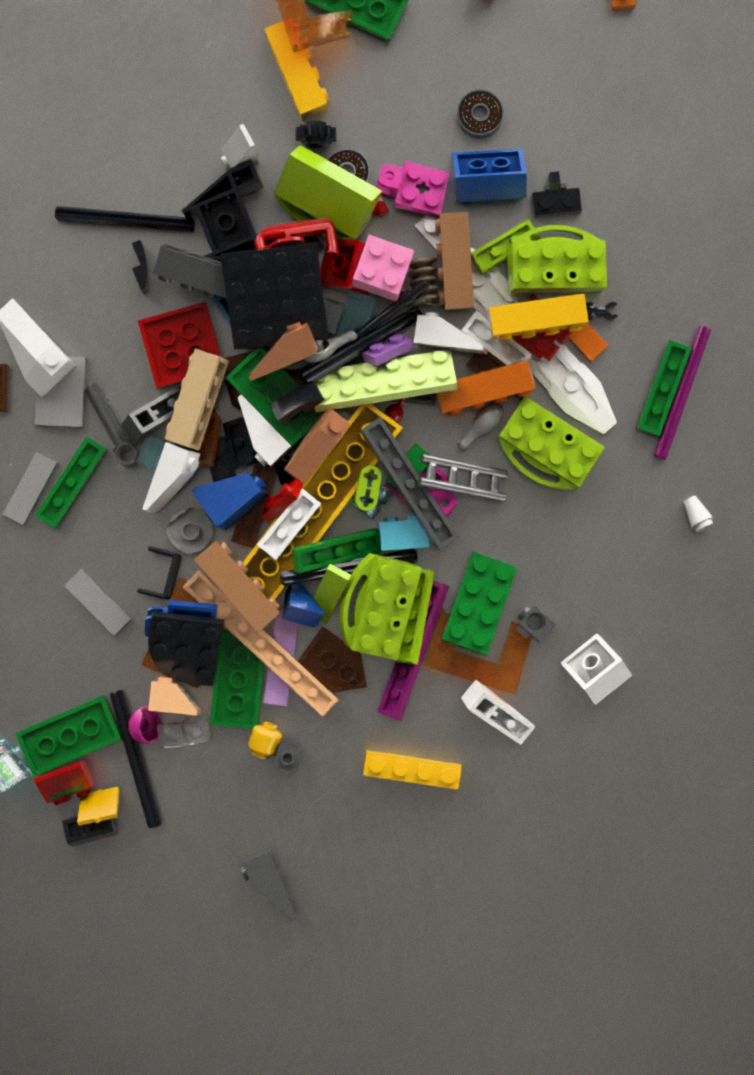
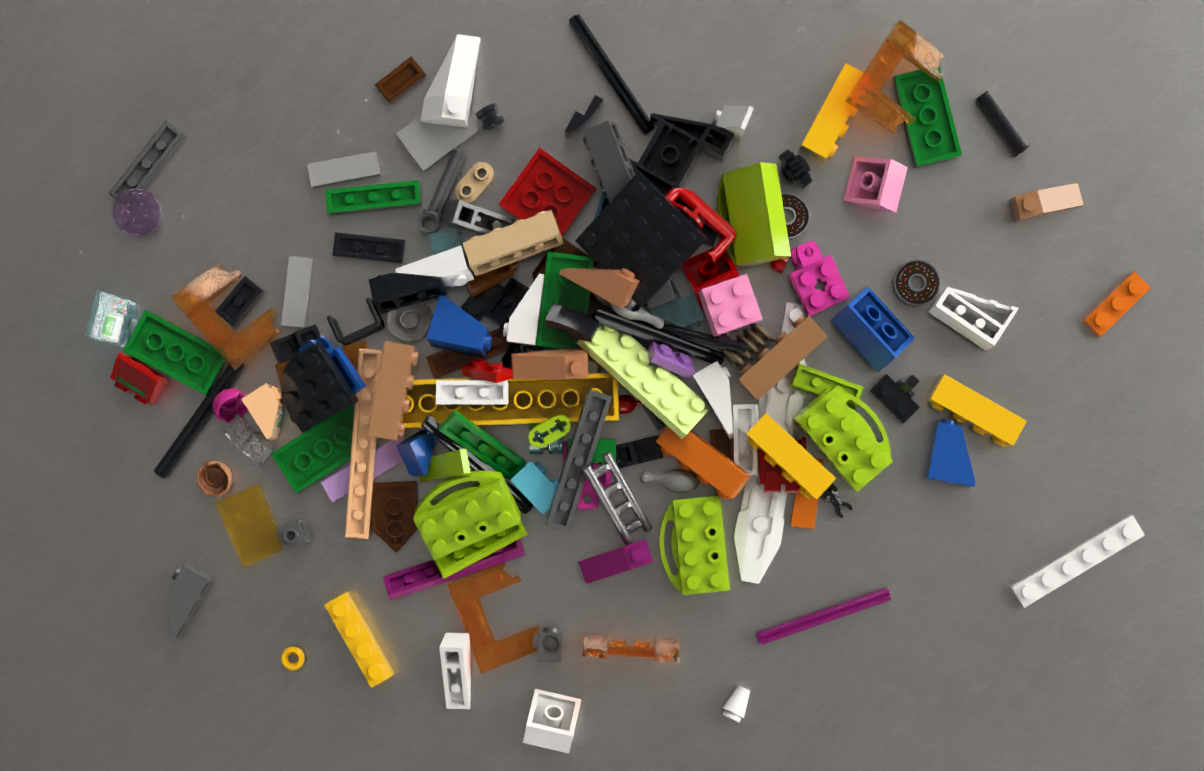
camera: 50 degrees right, 0 degrees up
(68, 653) = (239, 301): none -> black plate
(81, 340) = (489, 117): none -> black wheel
(86, 833) = (118, 425): black hinge -> none
(98, 806) = (139, 419): yellow piece -> none
(103, 686) = (233, 347): none -> clear orange wedge
(108, 518) = (368, 247): none -> black tile
(123, 393) = (474, 182): none -> tan plate
(136, 641) = (288, 346): none -> black slope
(163, 517) = (400, 290): none -> black slope
(193, 784) = (214, 478): none -> nougat hair
(253, 785) = (250, 525): none -> clear yellow tile
(264, 740) = (291, 507): yellow head -> none
(377, 82) = (875, 183): none -> bright pink slope
(384, 842) = (287, 663): none -> yellow plate
(439, 433) = (638, 452): none -> black slope
(479, 604) = (530, 589): green plate -> none
(511, 519) = (615, 561): none -> magenta slope
(542, 89) = (972, 316): none -> white wedge
(609, 538) = (663, 649): none -> clear orange wedge
(617, 145) = (976, 410): none -> yellow brick
(634, 194) = (949, 455): none -> blue slope
(664, 388) = (815, 599): green plate -> none

